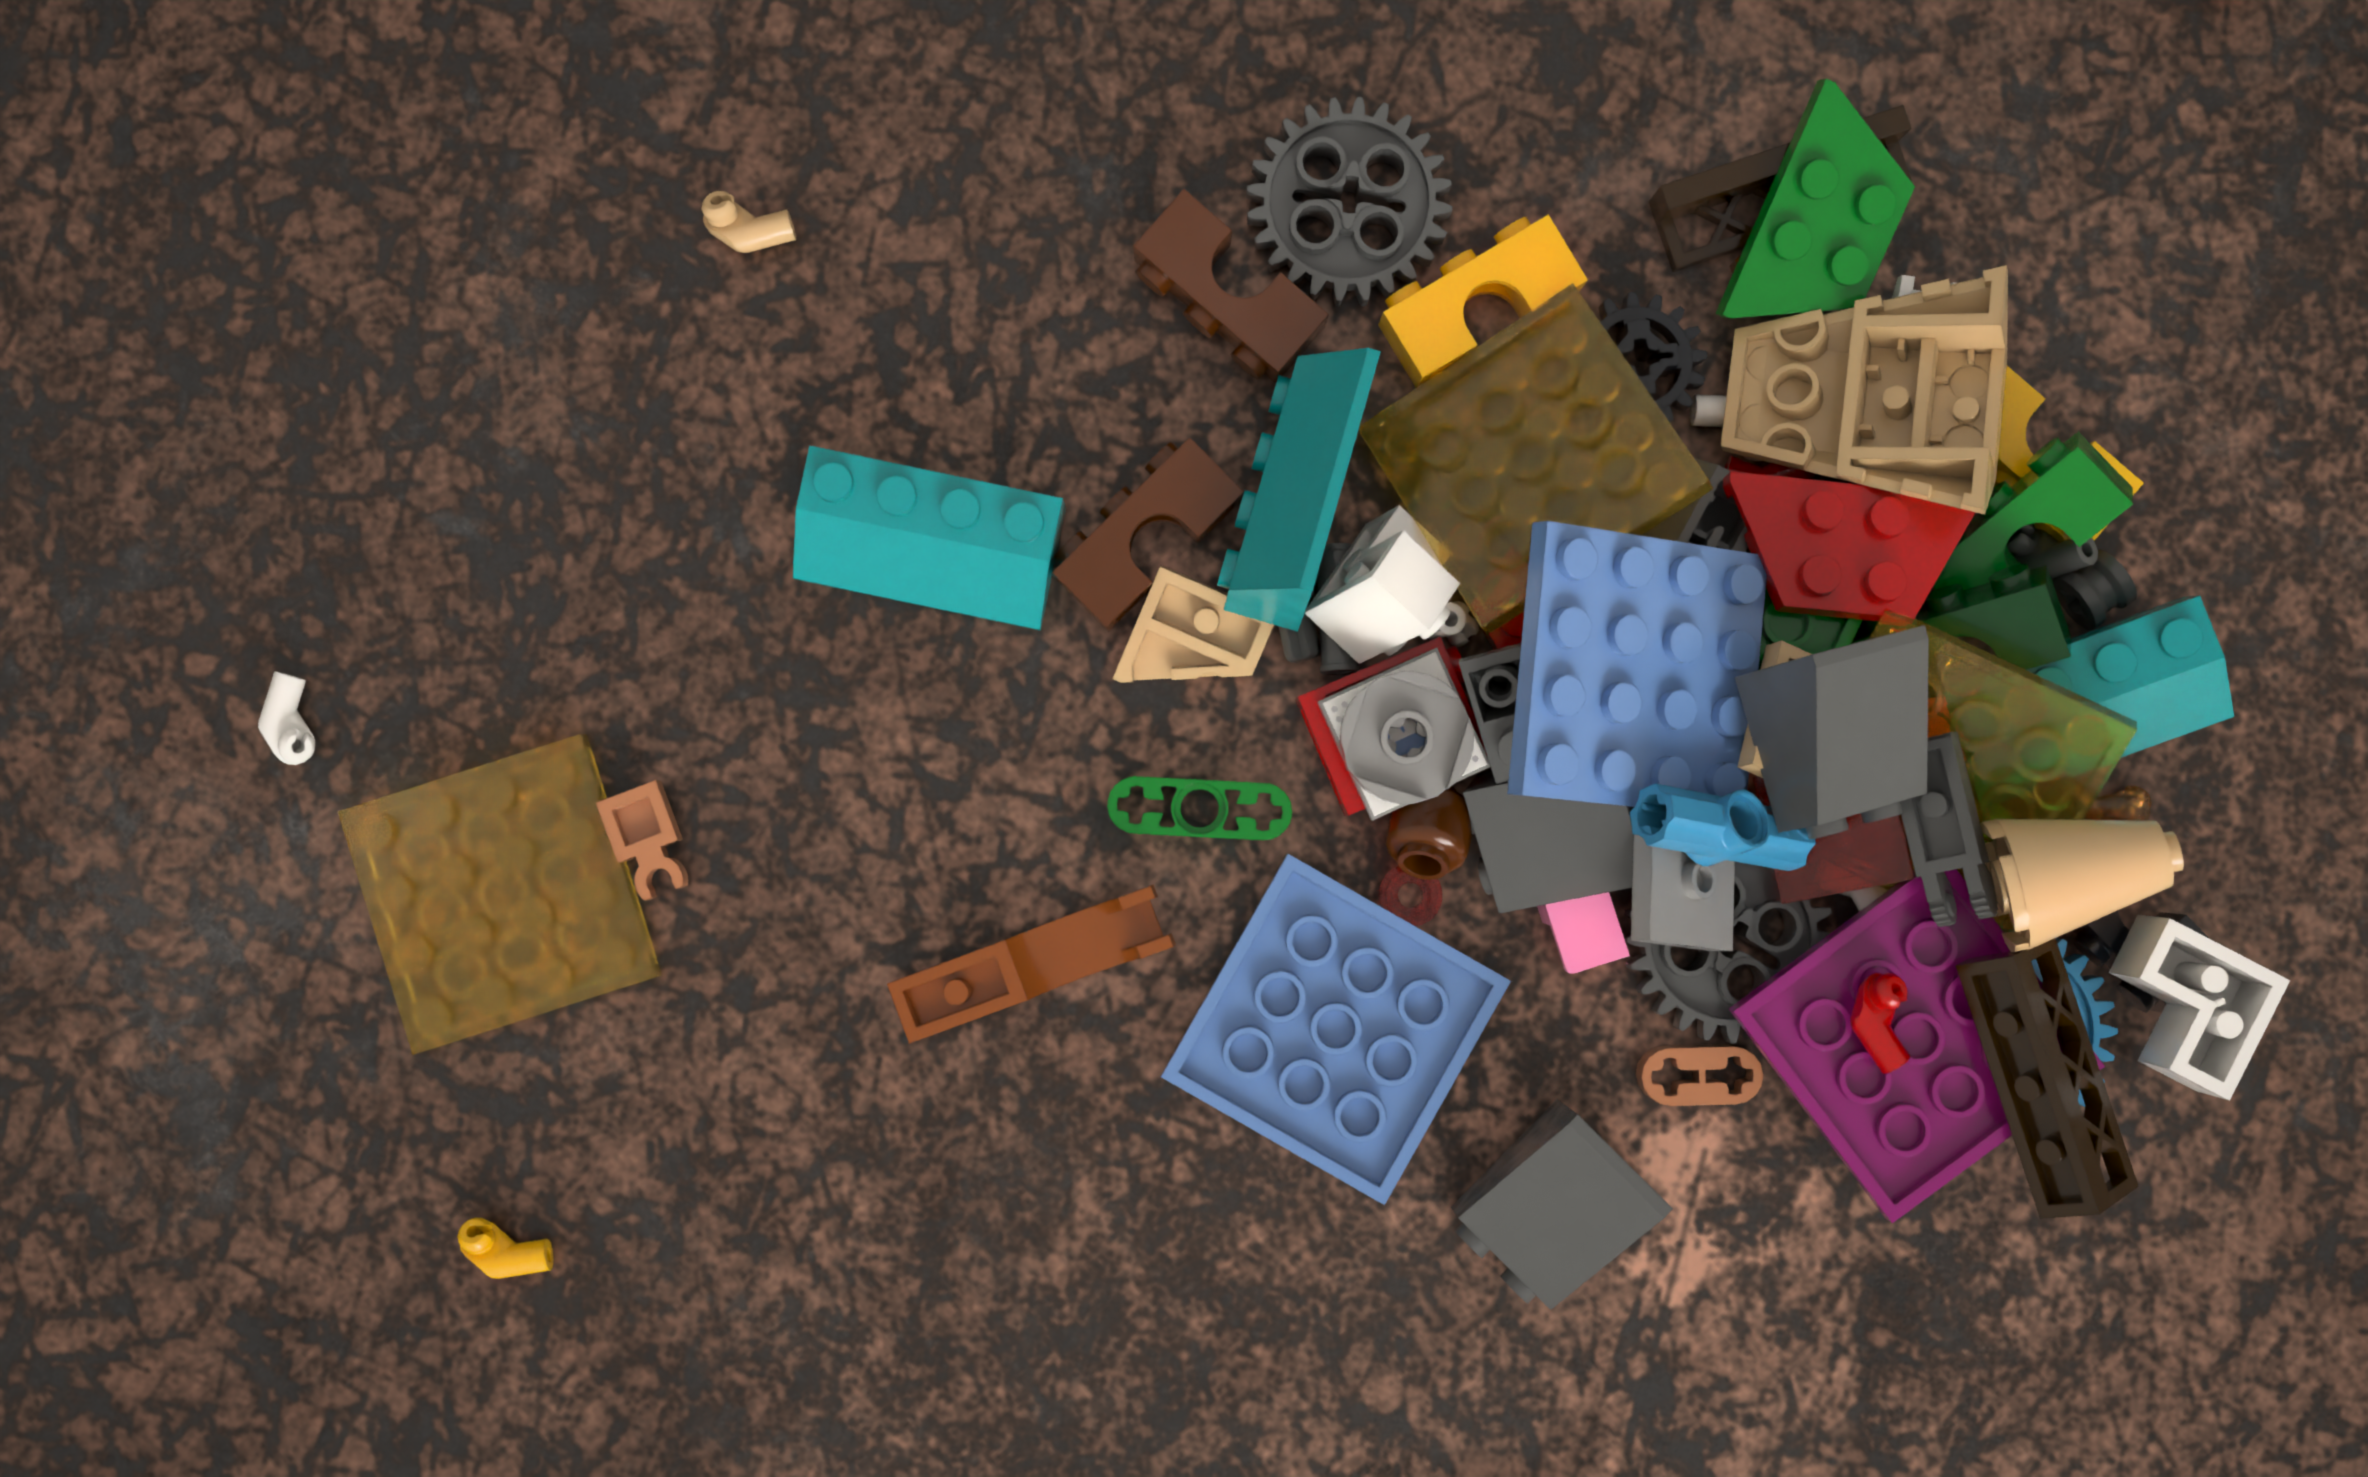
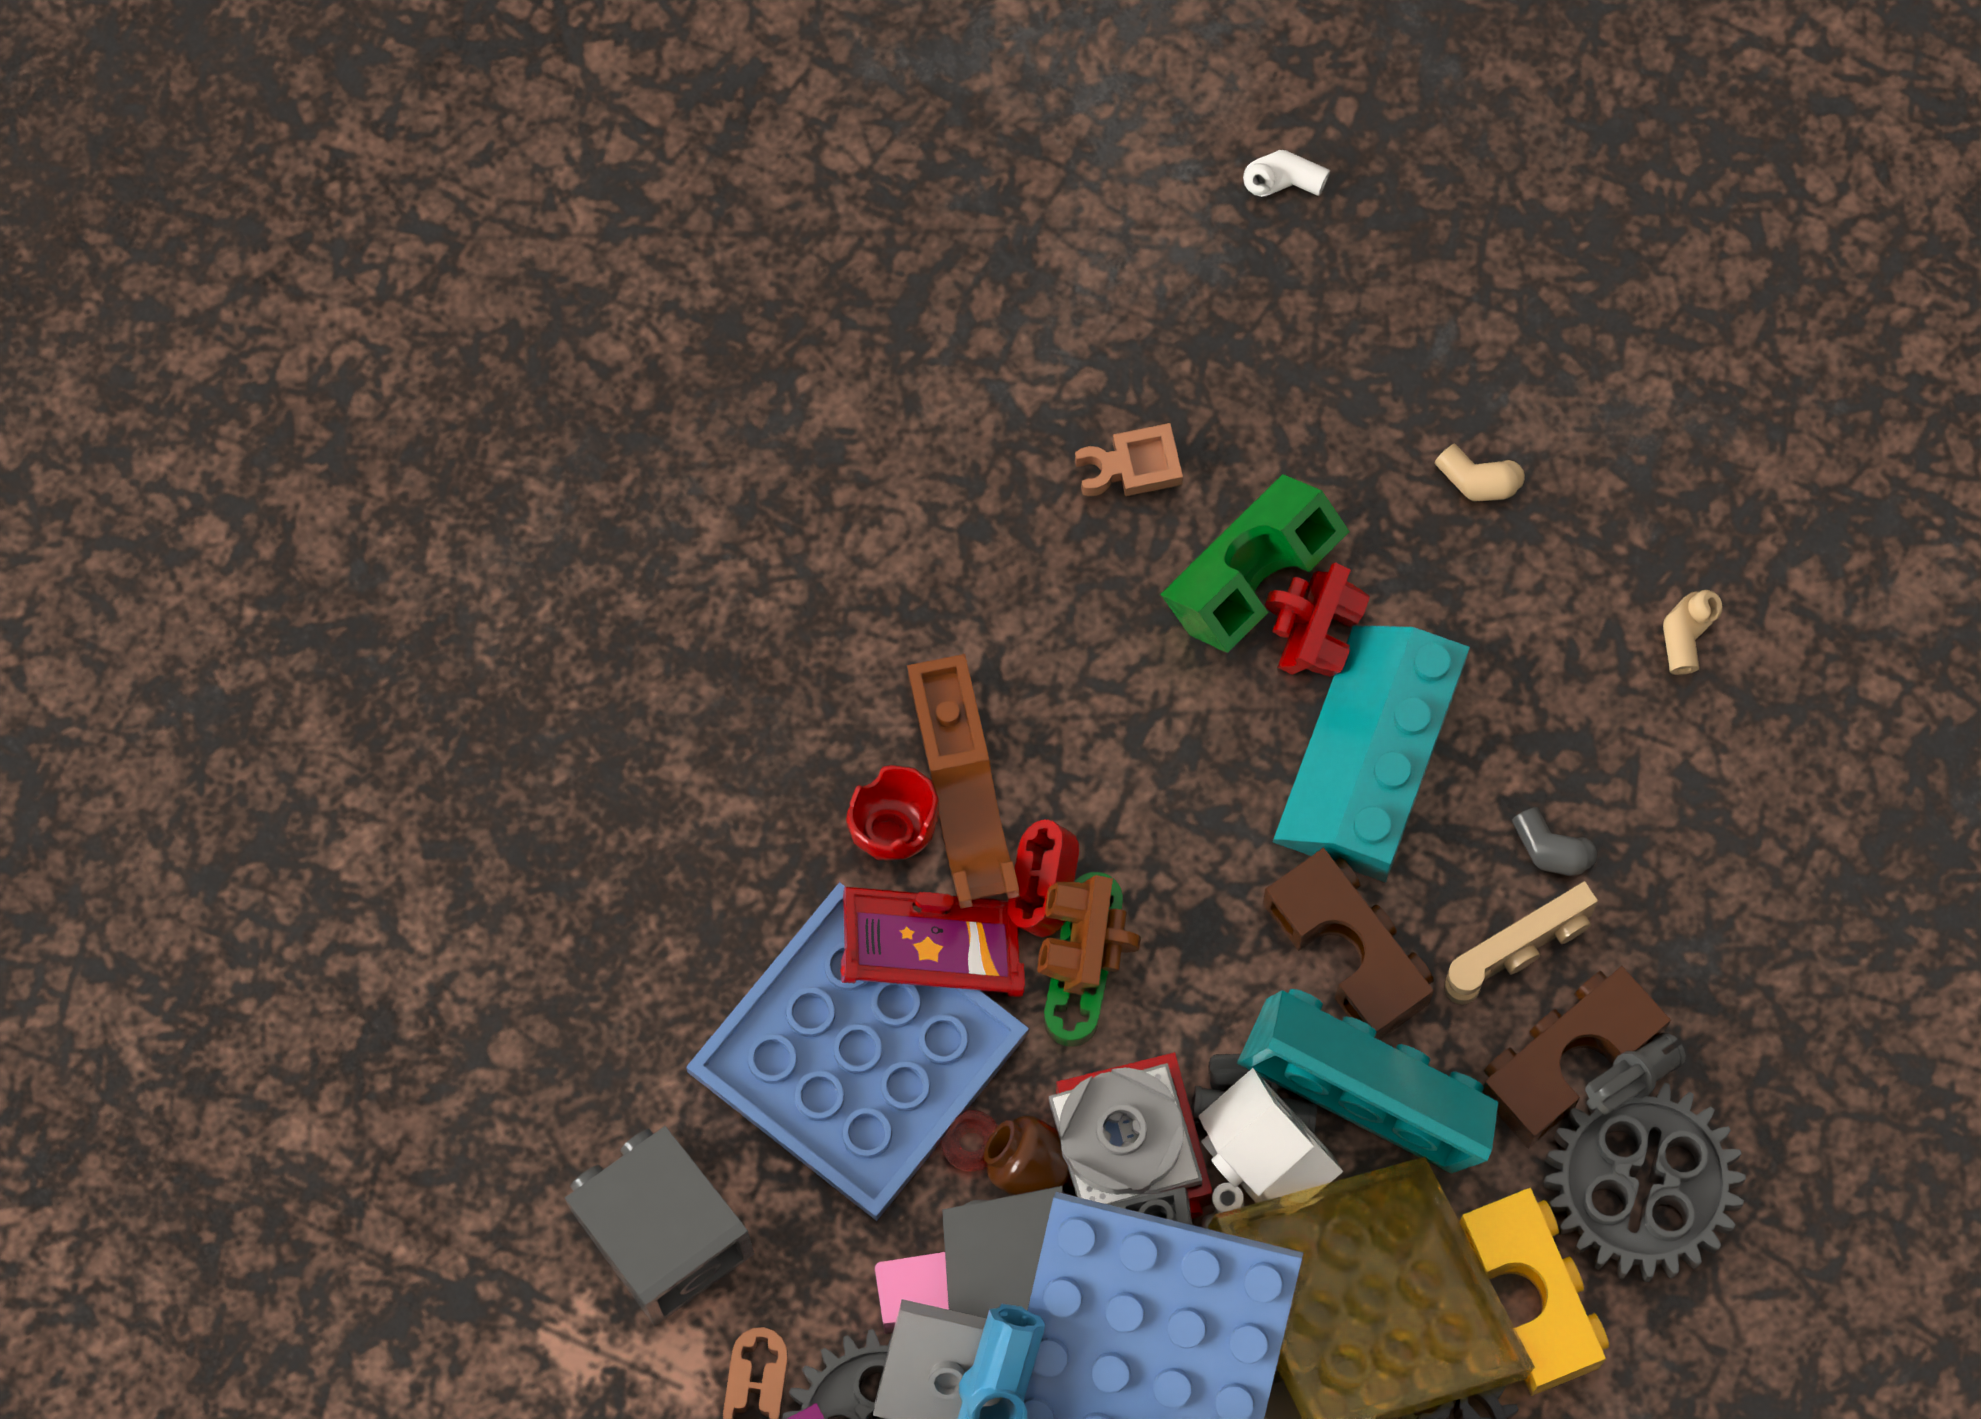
camera: 100 degrees right, 15 degrees down
(498, 894) = (1100, 332): clear yellow plate -> none
(499, 1254) = (778, 288): yellow arm -> none
(611, 463) = (1483, 480): none -> tan arm
(700, 667) = (1281, 529): none -> green arch
(791, 623) = (1306, 615): none -> red hips
(1010, 337) = (1553, 851): none -> dark grey arm
(1079, 1032) = (894, 814): none -> red hair
(1120, 360) = (1518, 944): none -> tan plate
(1121, 861) = (1039, 872): none -> red beam
(1186, 798) = (1080, 959): none -> dark orange hips
(1190, 634) = (1245, 968): tan wing -> none
(1220, 968) = (929, 948): none -> door
(1250, 219) = (1634, 1074): none -> dark grey axle

